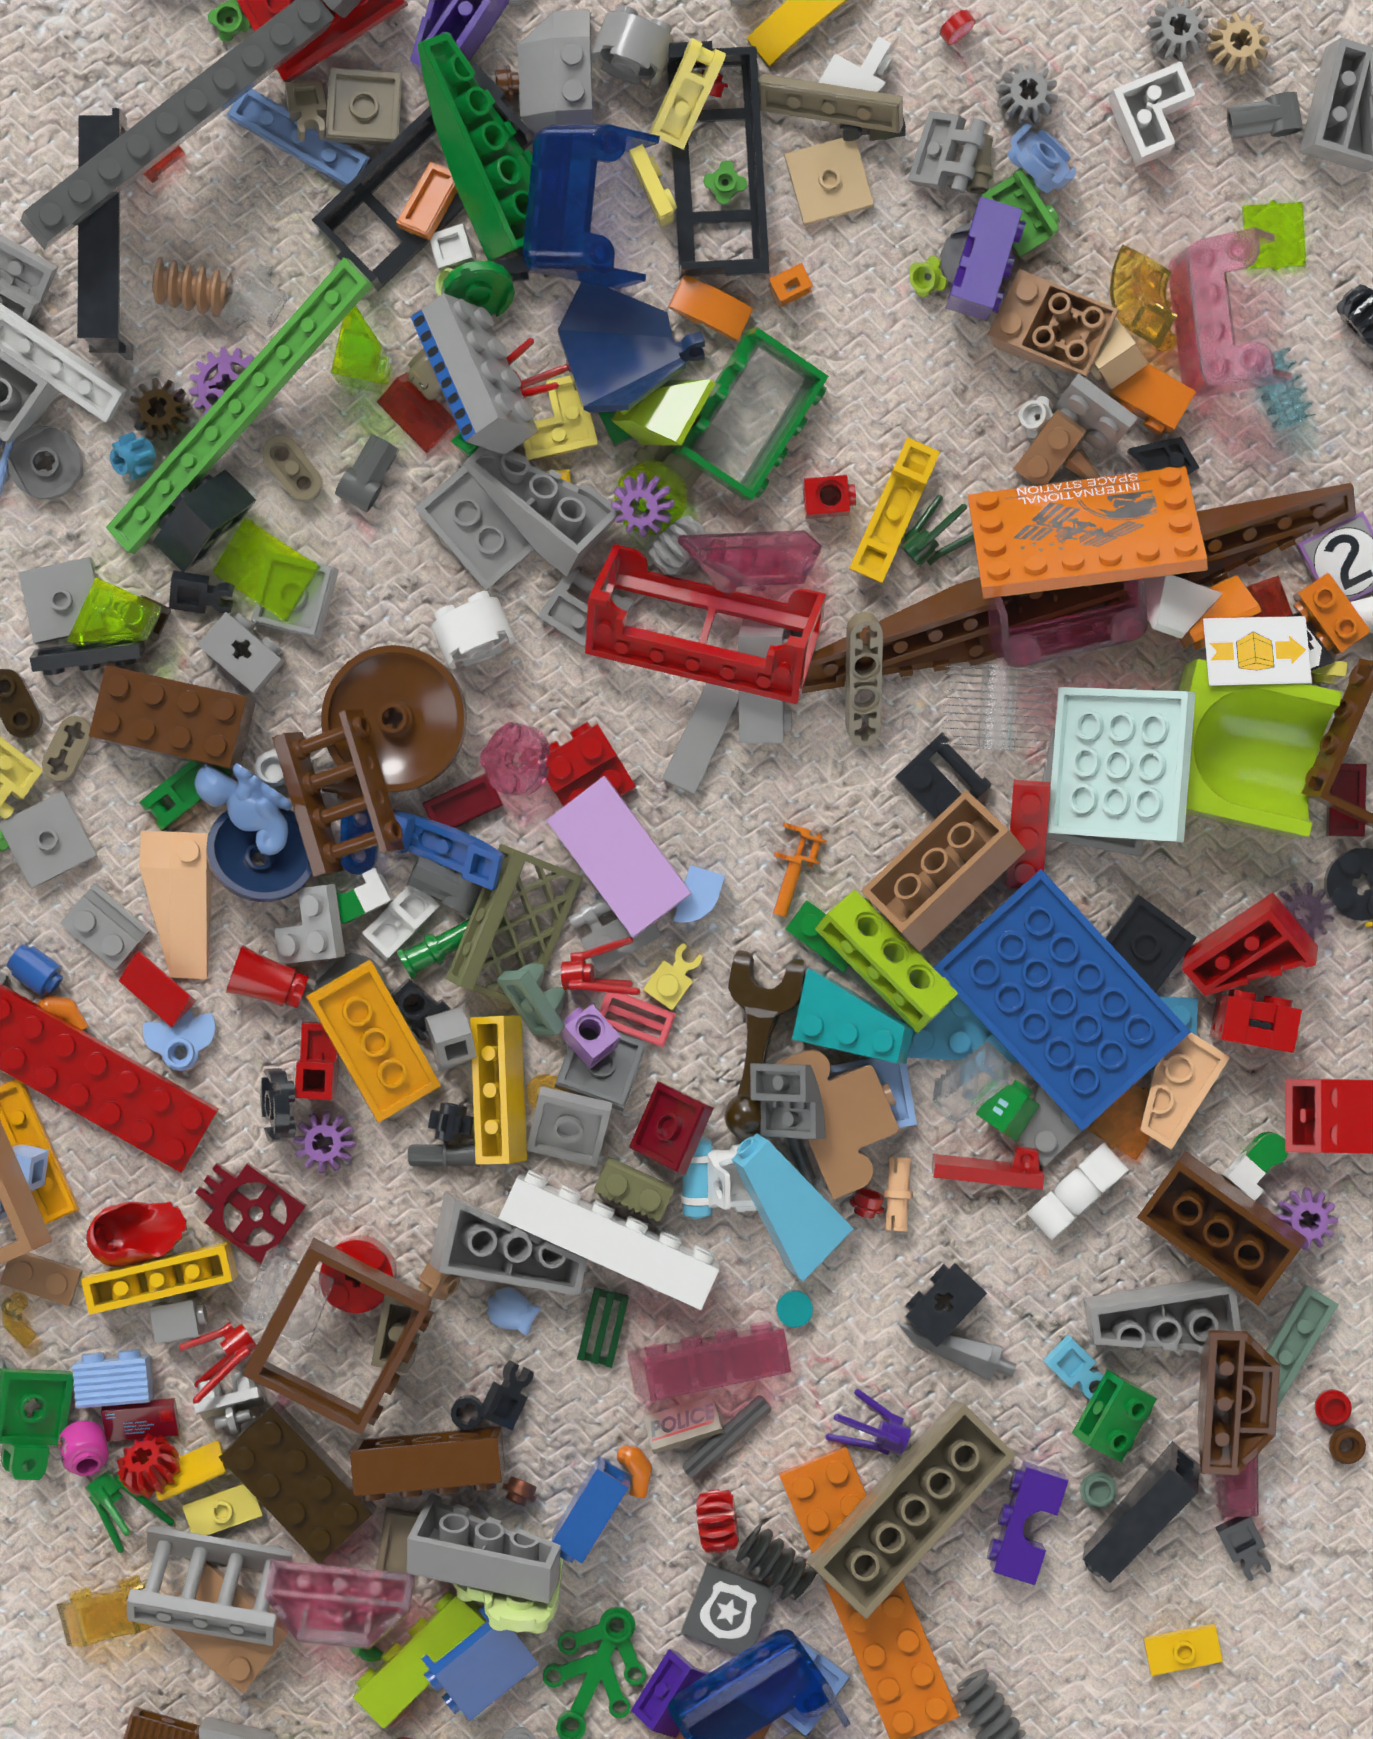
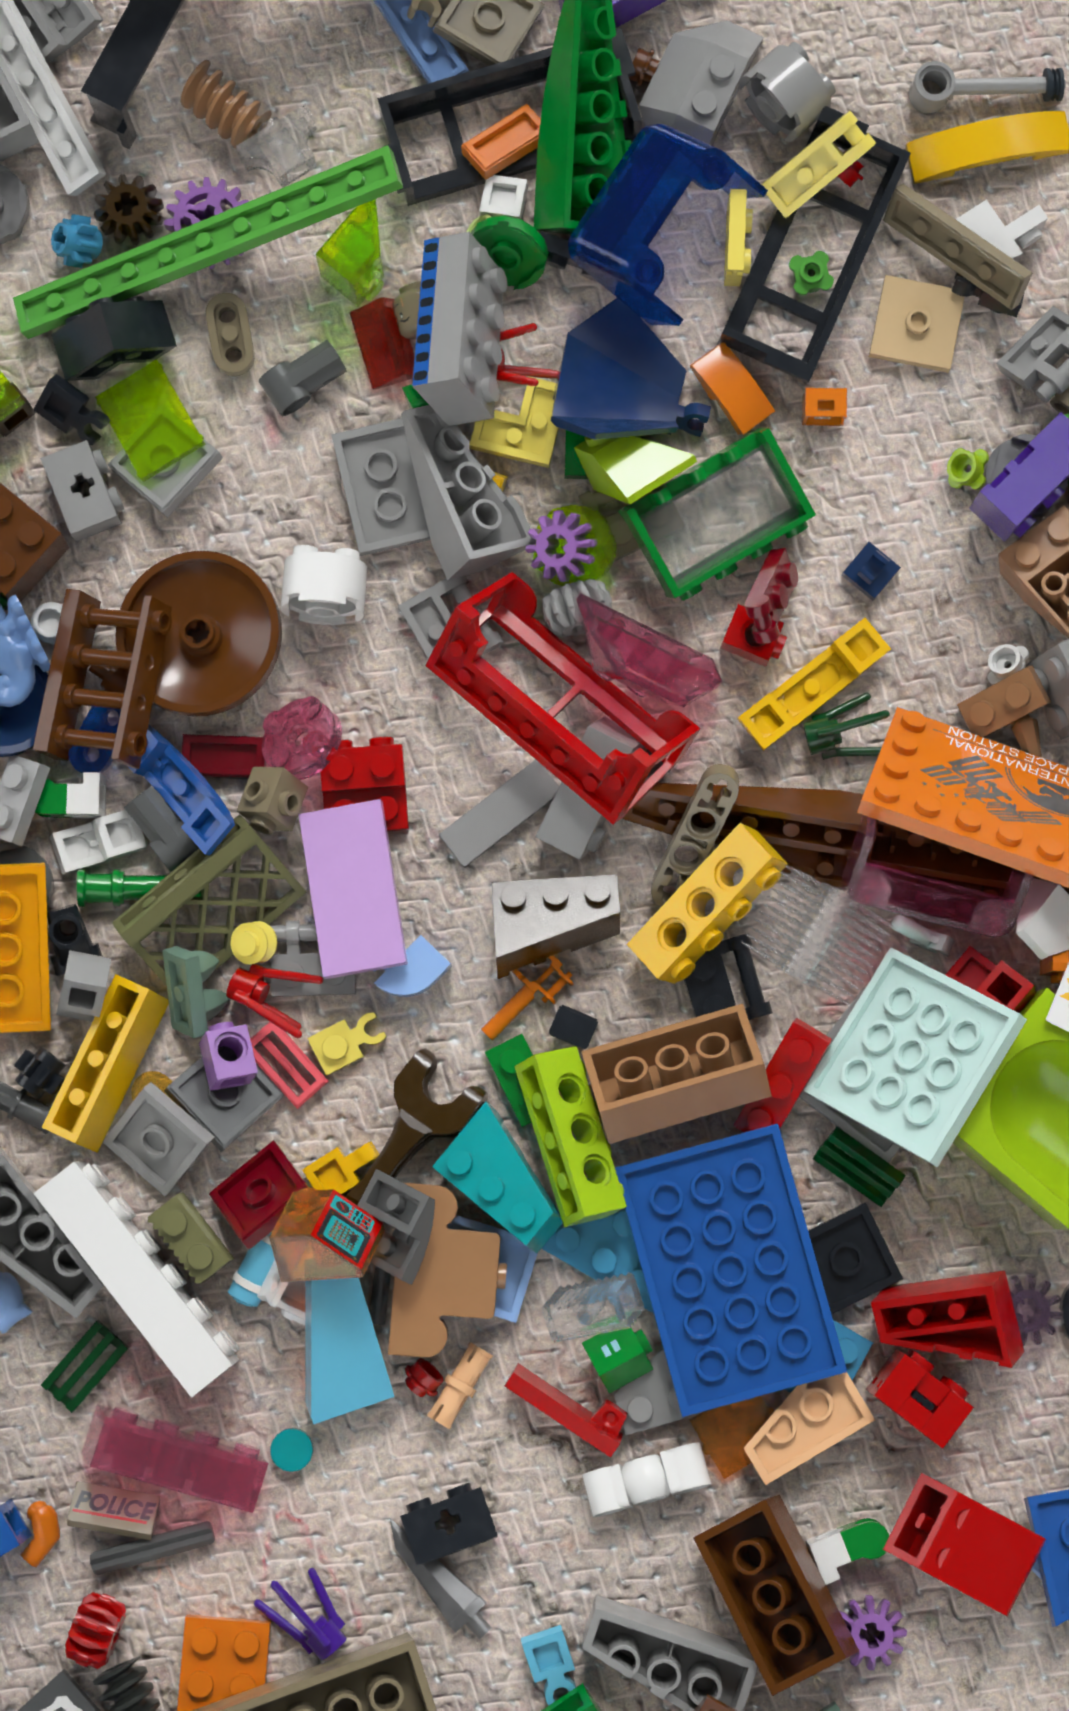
camera: 25 degrees right, 5 degrees down
(519, 819) = (272, 799): none -> dark tan brick
(563, 937) = (254, 942): none -> light yellow wheel
(719, 1081) = (338, 1171): none -> yellow plate
(740, 1137) = (323, 1237): none -> clear orange slope
(783, 799) = (551, 916): none -> wedge
(826, 458) = (771, 594): none -> dark red plate
(844, 874) = (573, 1026): none -> black slope
(875, 775) = (657, 940): none -> yellow brick
(892, 397) = (870, 571): none -> dark blue tile
(1078, 665) = (922, 936): none -> light aqua bar
(1119, 869) = (856, 1171): none -> dark green tile
(1149, 674) = (994, 981): none -> red brick

